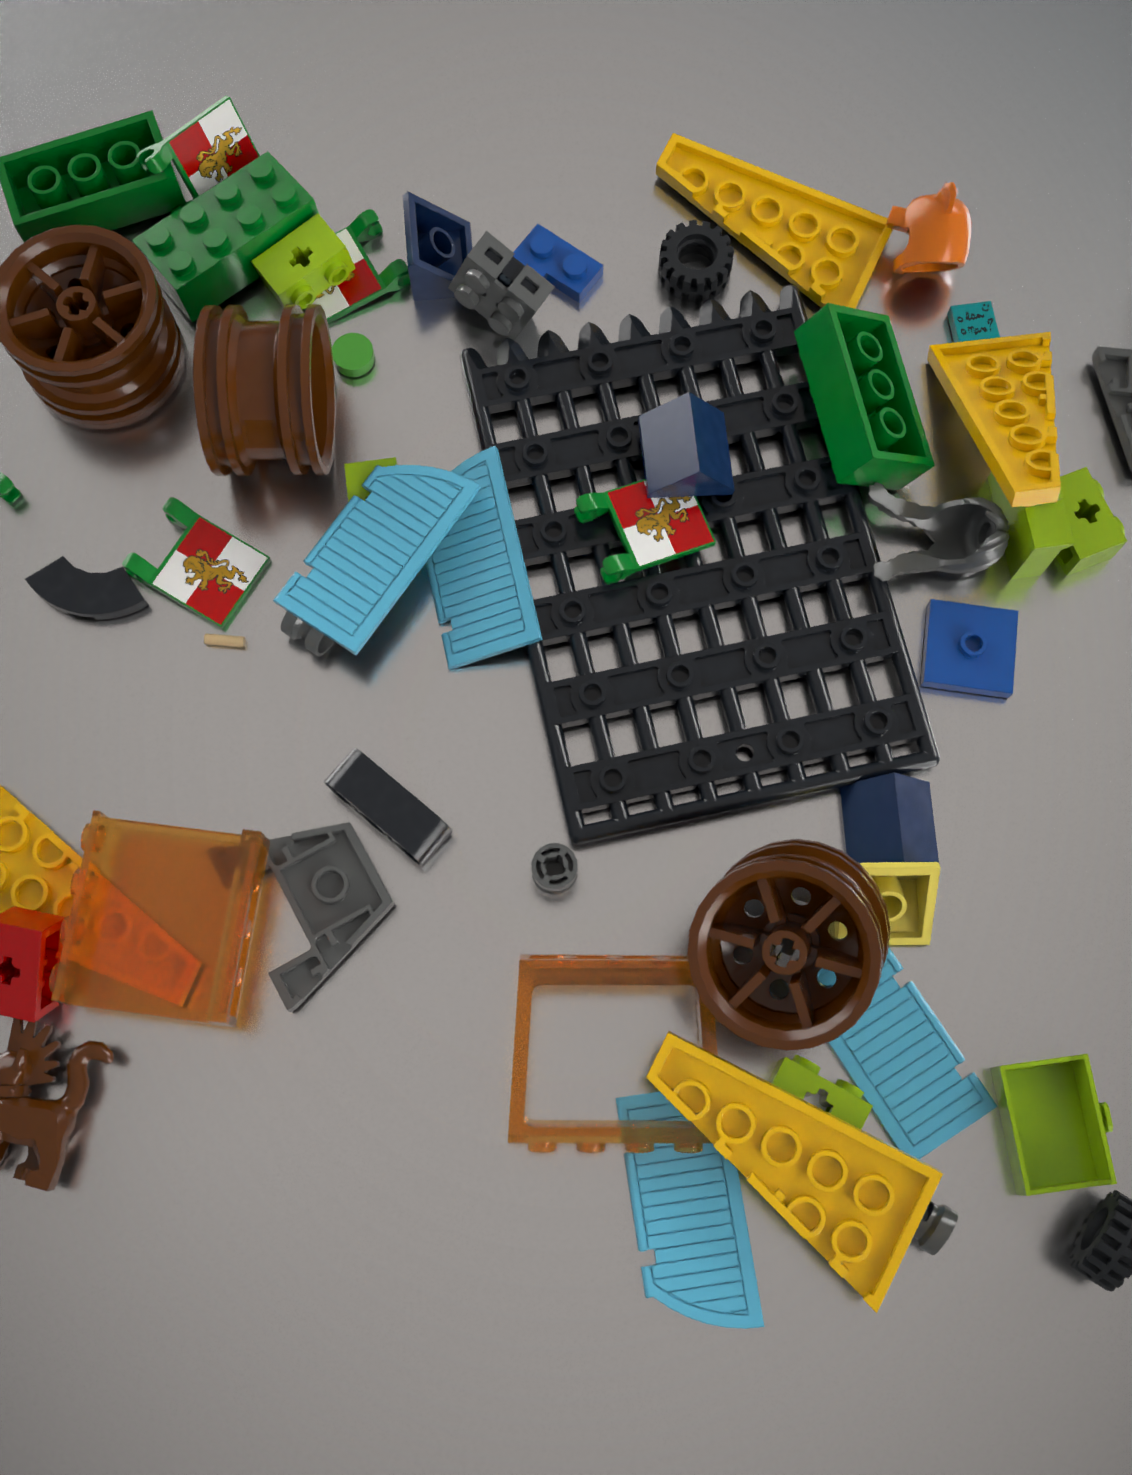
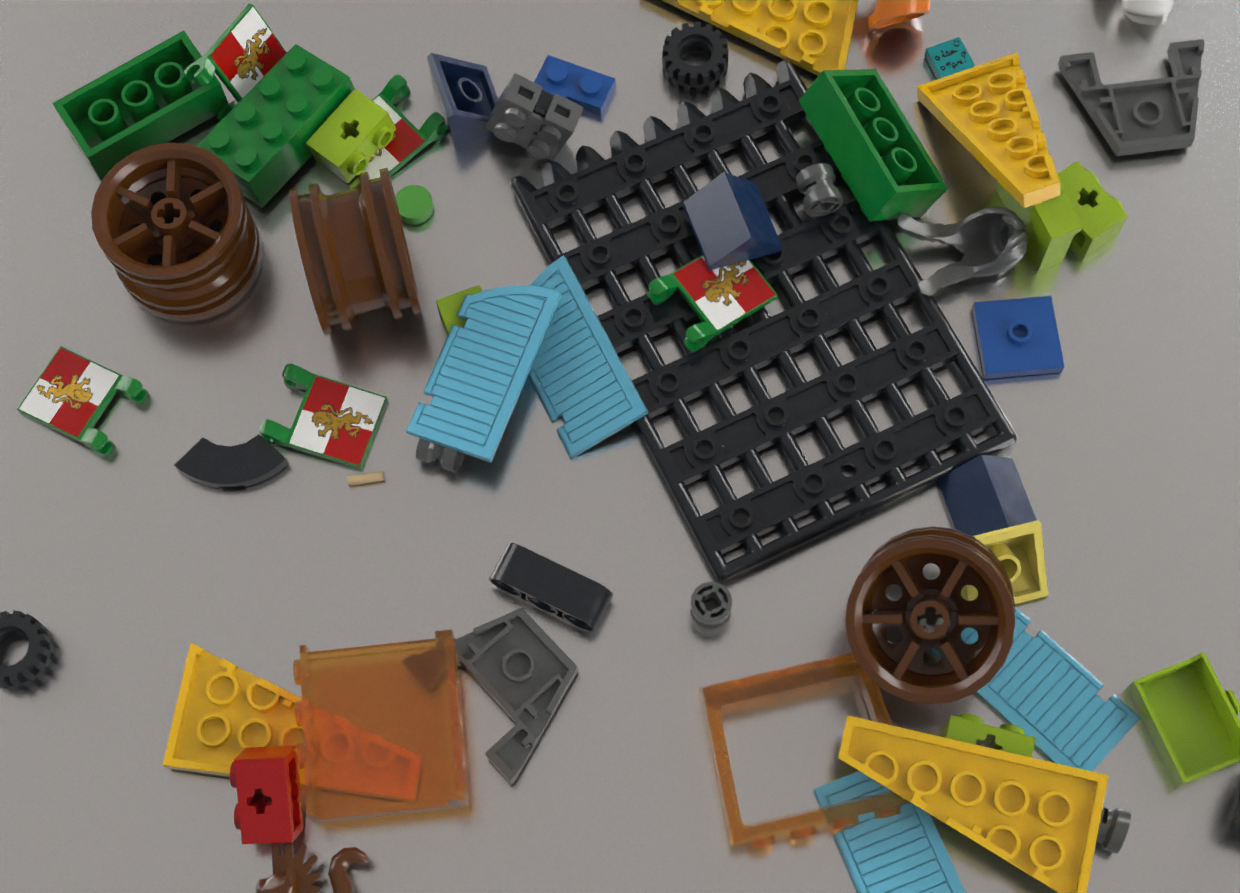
camera: 10 degrees left, 5 degrees down
(791, 436) = (819, 190): none -> dark grey wheel

